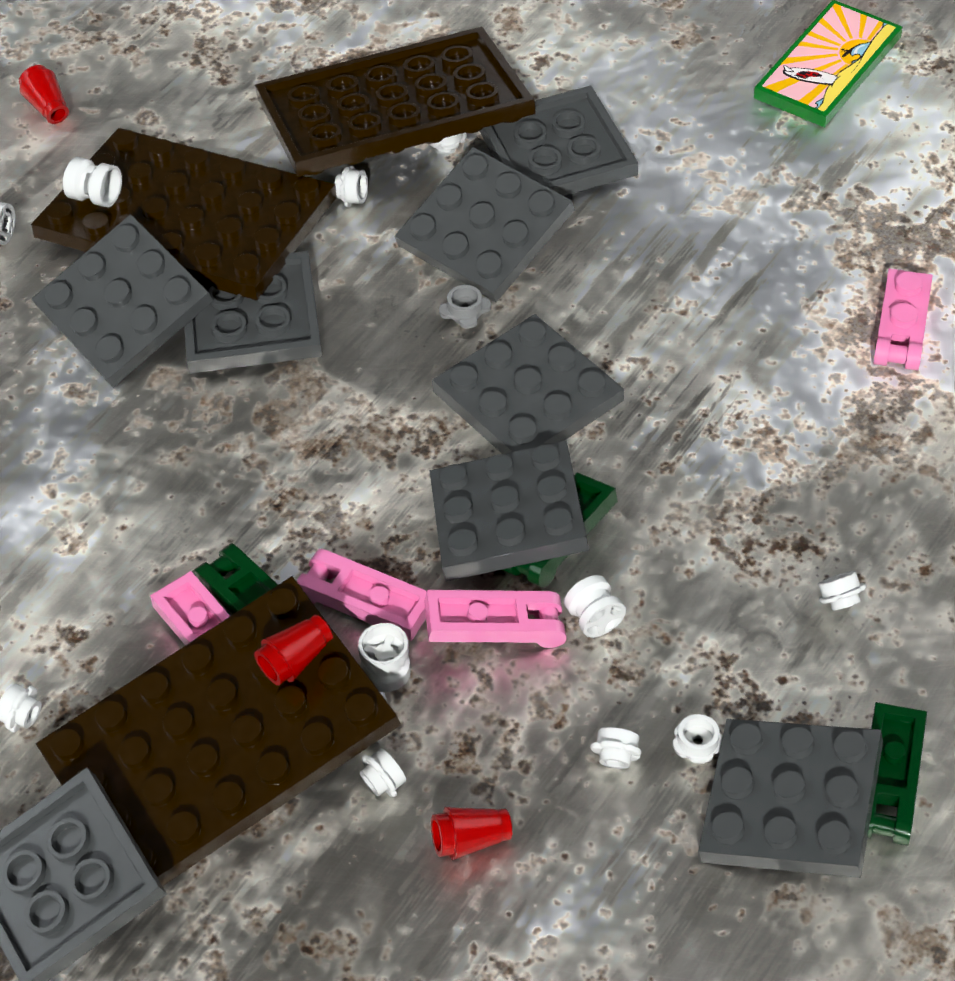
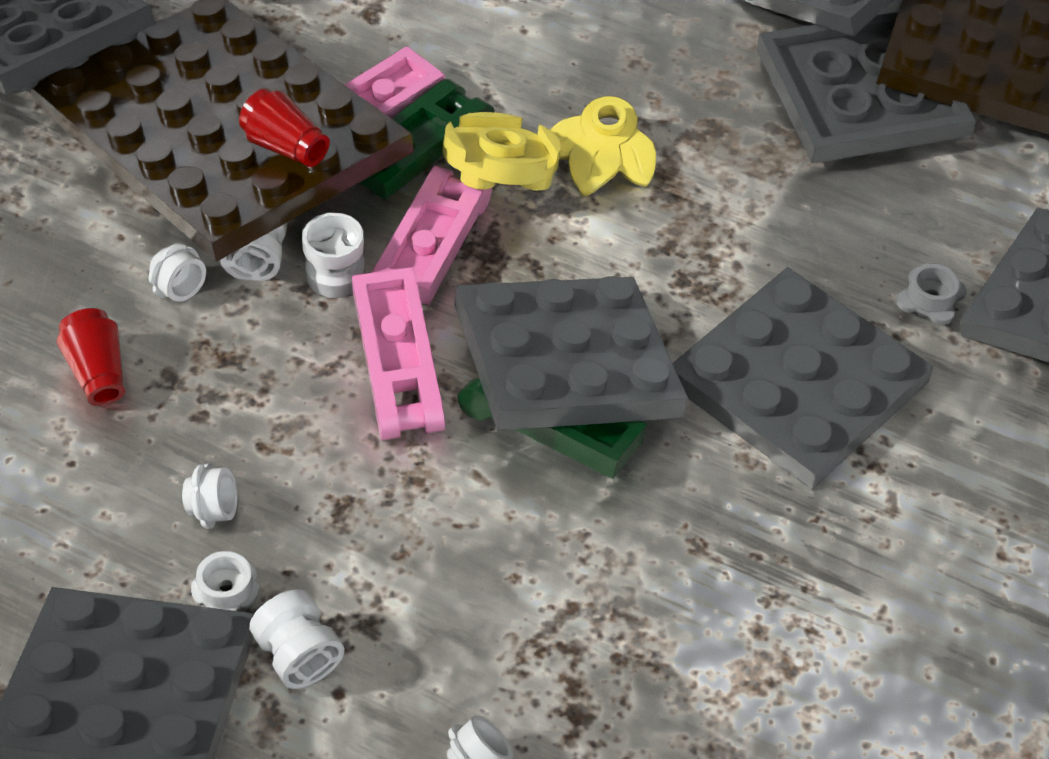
camera: 80 degrees right, 0 degrees up
(289, 479) = (602, 150): none -> light yellow plate
(312, 544) = (497, 150): none -> light yellow plate
(594, 606) = (425, 456): white wheel -> none
(754, 689) = (300, 644): none -> white wheel

